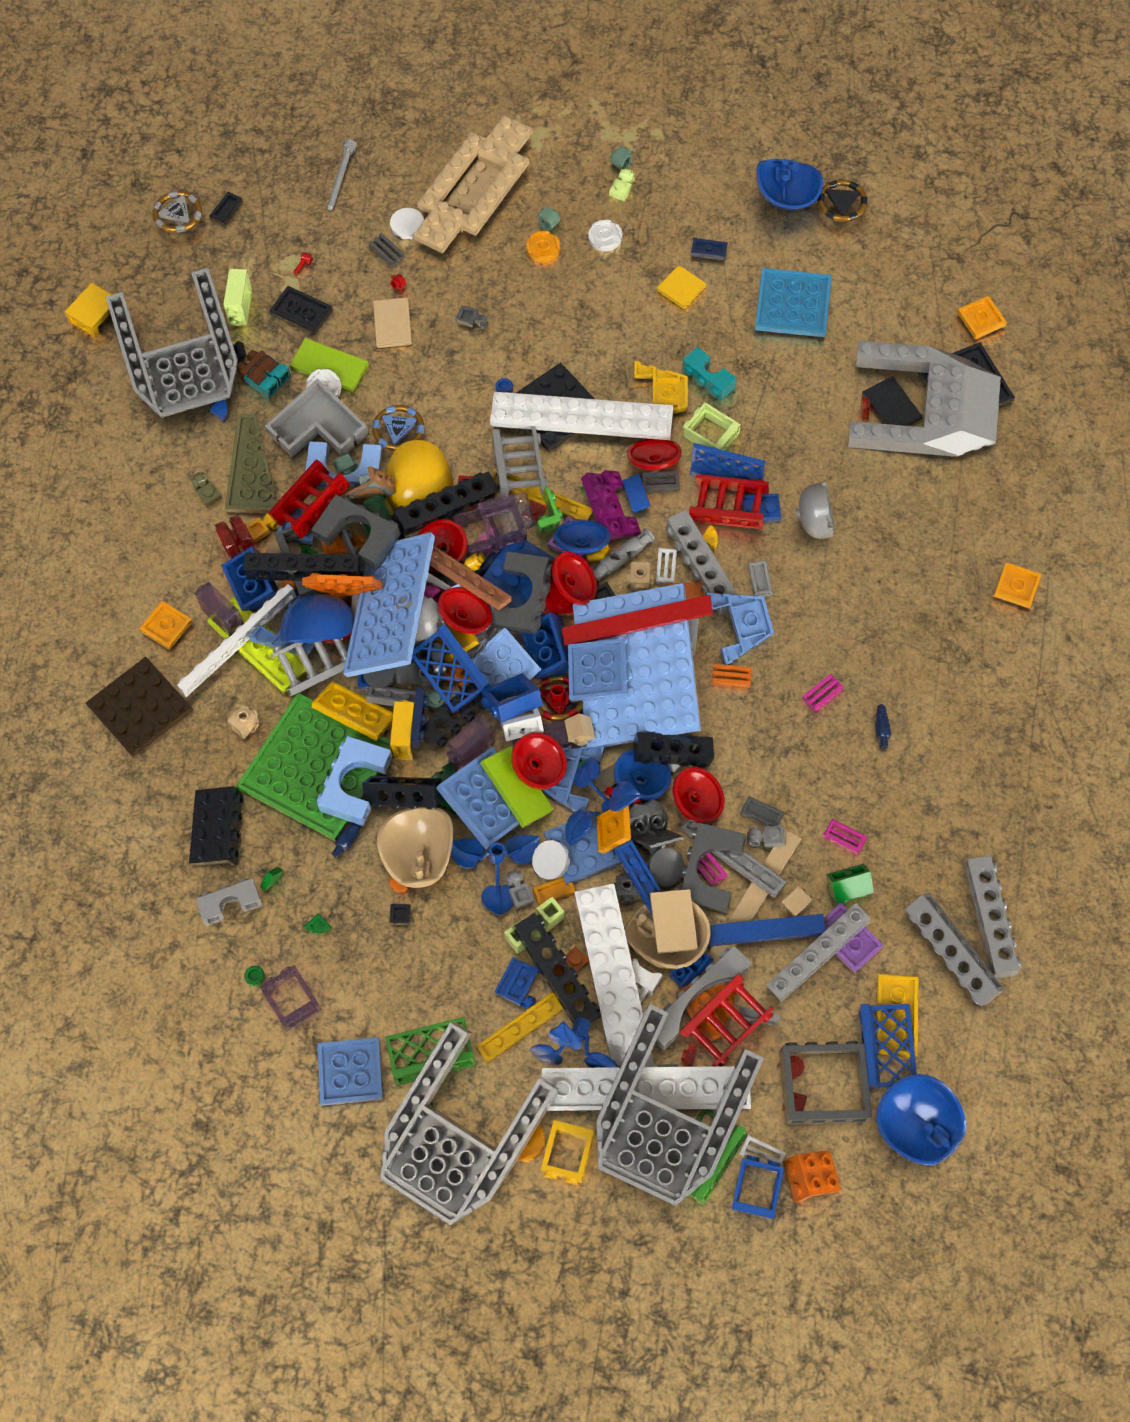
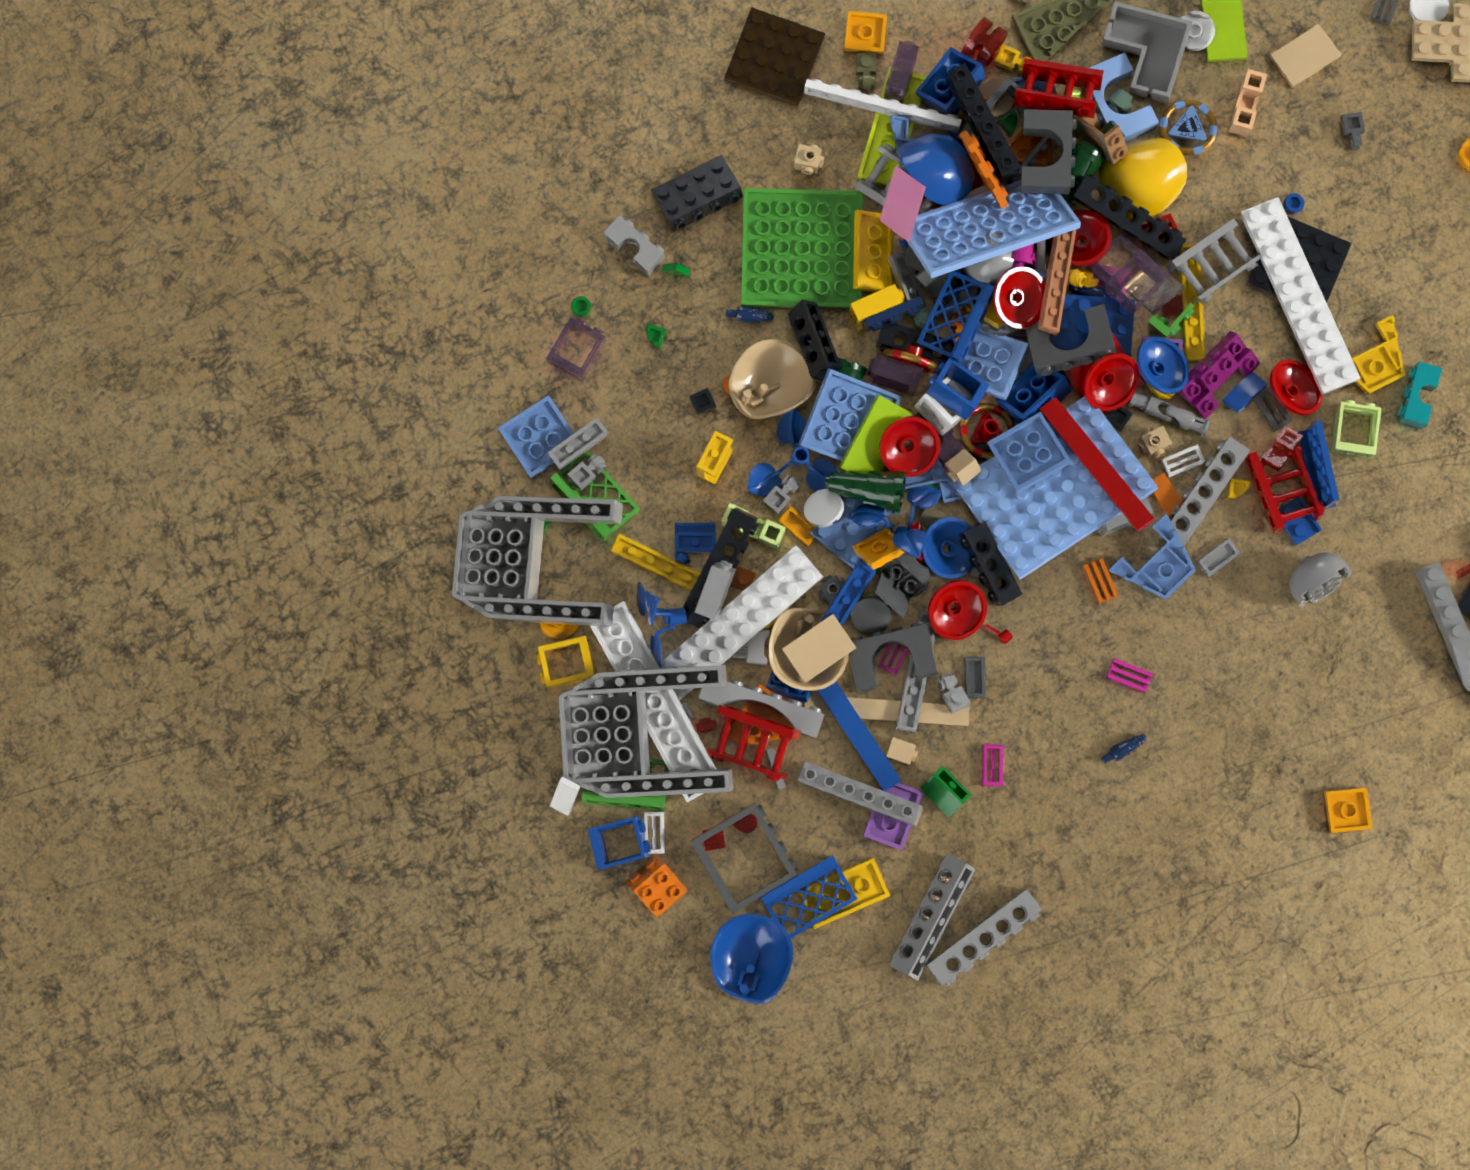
camera: 60 degrees right, 15 degrees up
(193, 639) = (866, 66): none -> olive plate
(331, 659) = (902, 203): none -> bright pink sticker
(352, 755) = (826, 275): light blue arch -> none
(376, 1037) = (578, 443): none -> light grey plate
(397, 282) = (1353, 35): red plate -> none
(407, 1047) = (583, 475): none -> light grey plate
(413, 385) = (1246, 103): none -> light nougat arch
(457, 924) = (715, 457): none -> yellow panel
(463, 719) = (912, 356): none -> piece
(556, 809) = (871, 487): none -> dark green cone
(577, 978) = (715, 589): none -> light grey window
(690, 1214) = (565, 796): none -> white tile
(698, 486) = (1282, 449): none -> clear red slope
(739, 774) = (1004, 637): none -> red hand

